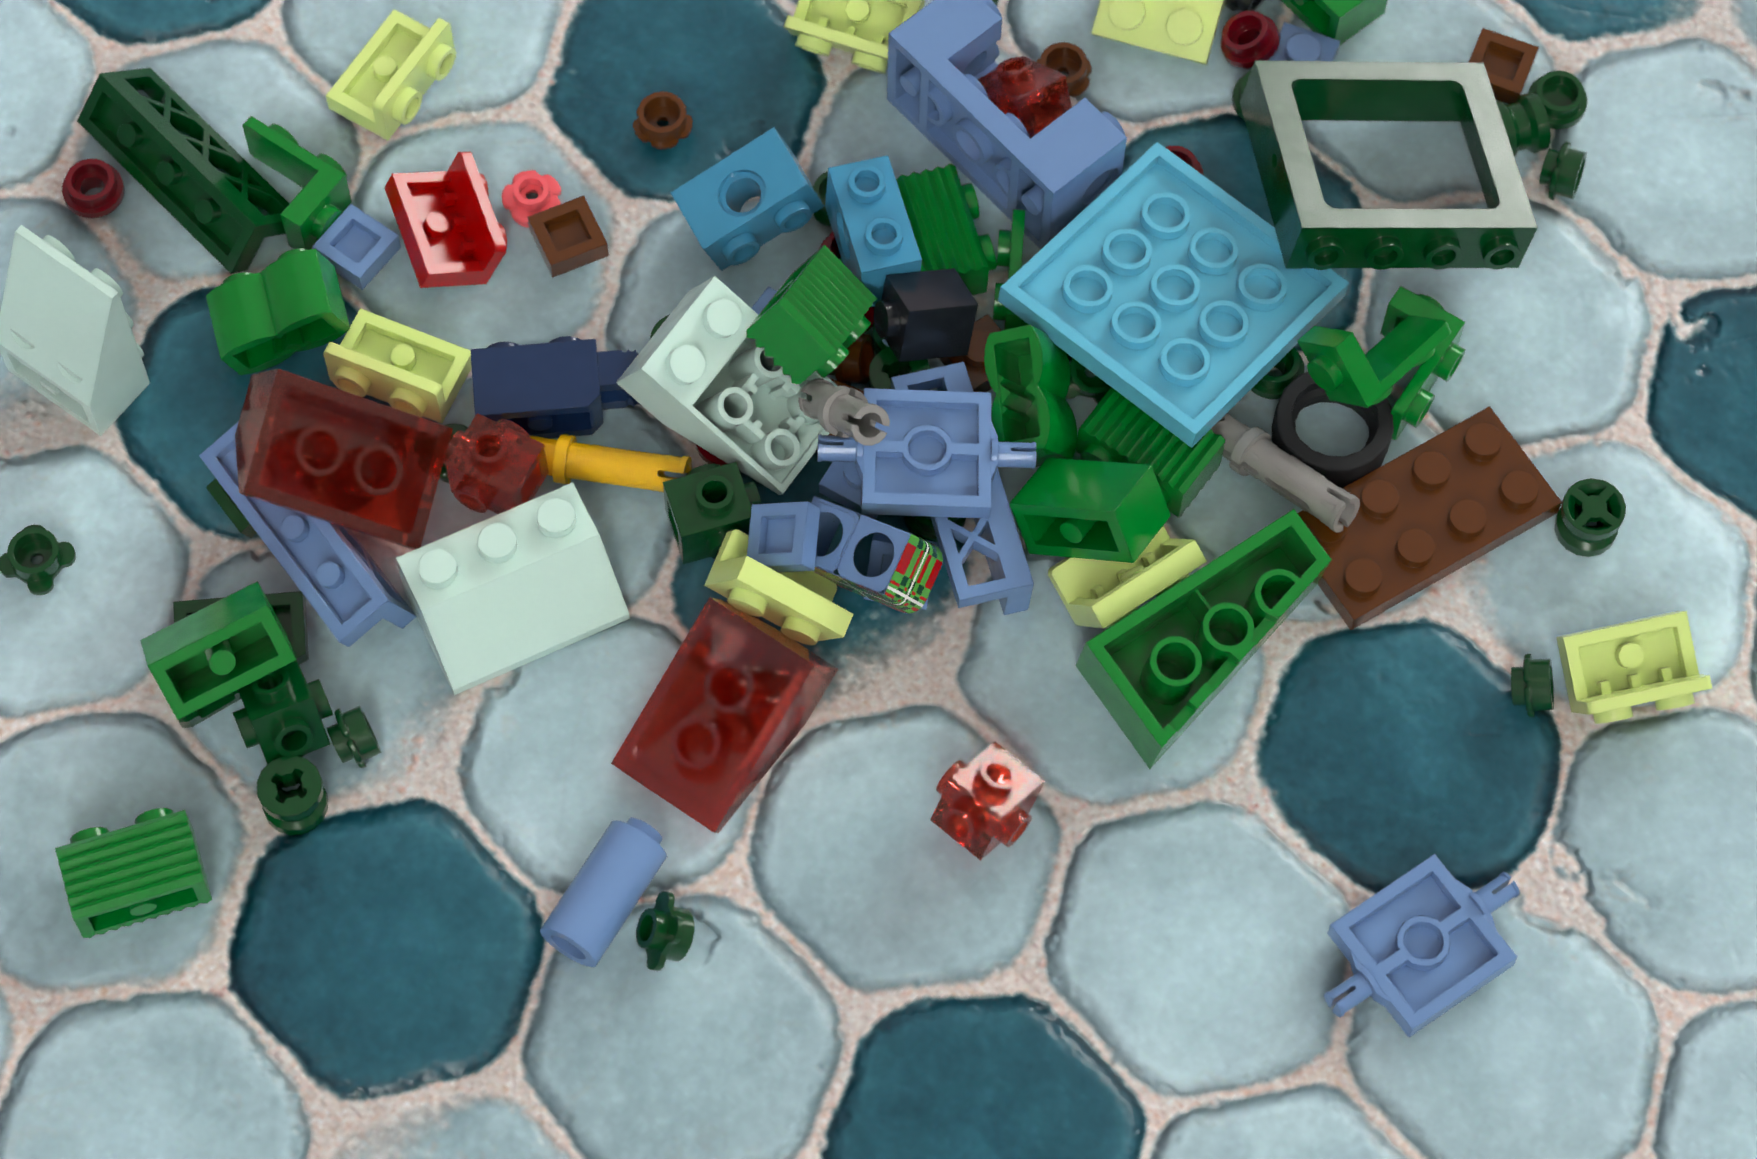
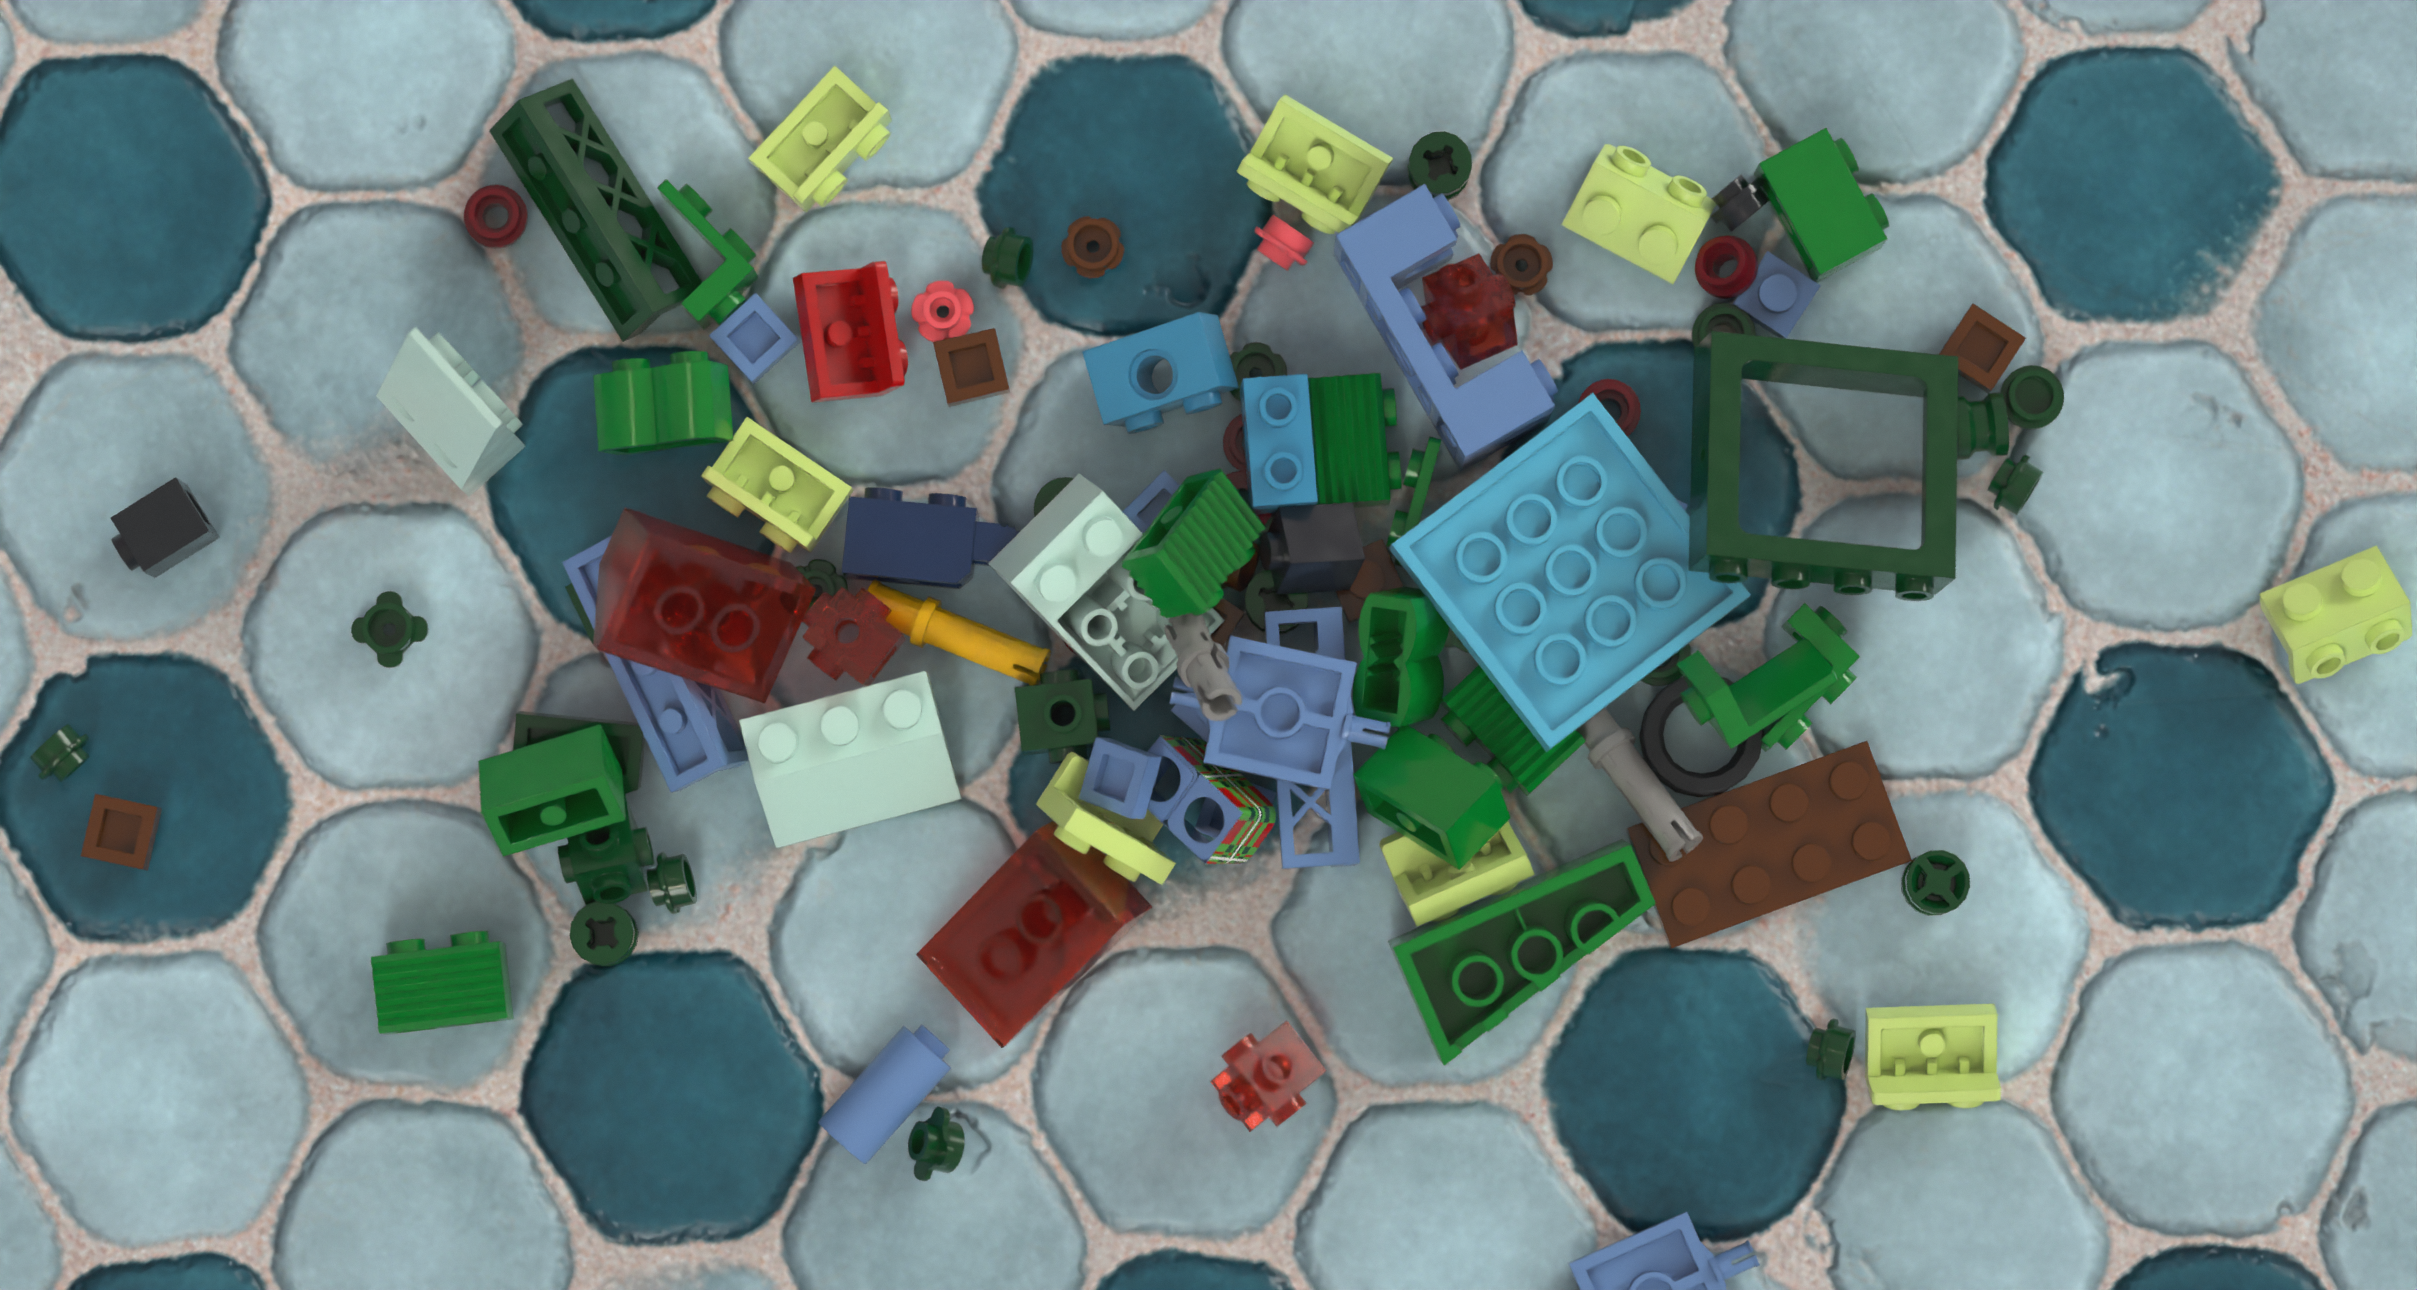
camera: 15 degrees right, 20 degrees up
(585, 142) = (1008, 258): none -> dark green plate
(839, 88) = (1283, 243): none -> coral plate

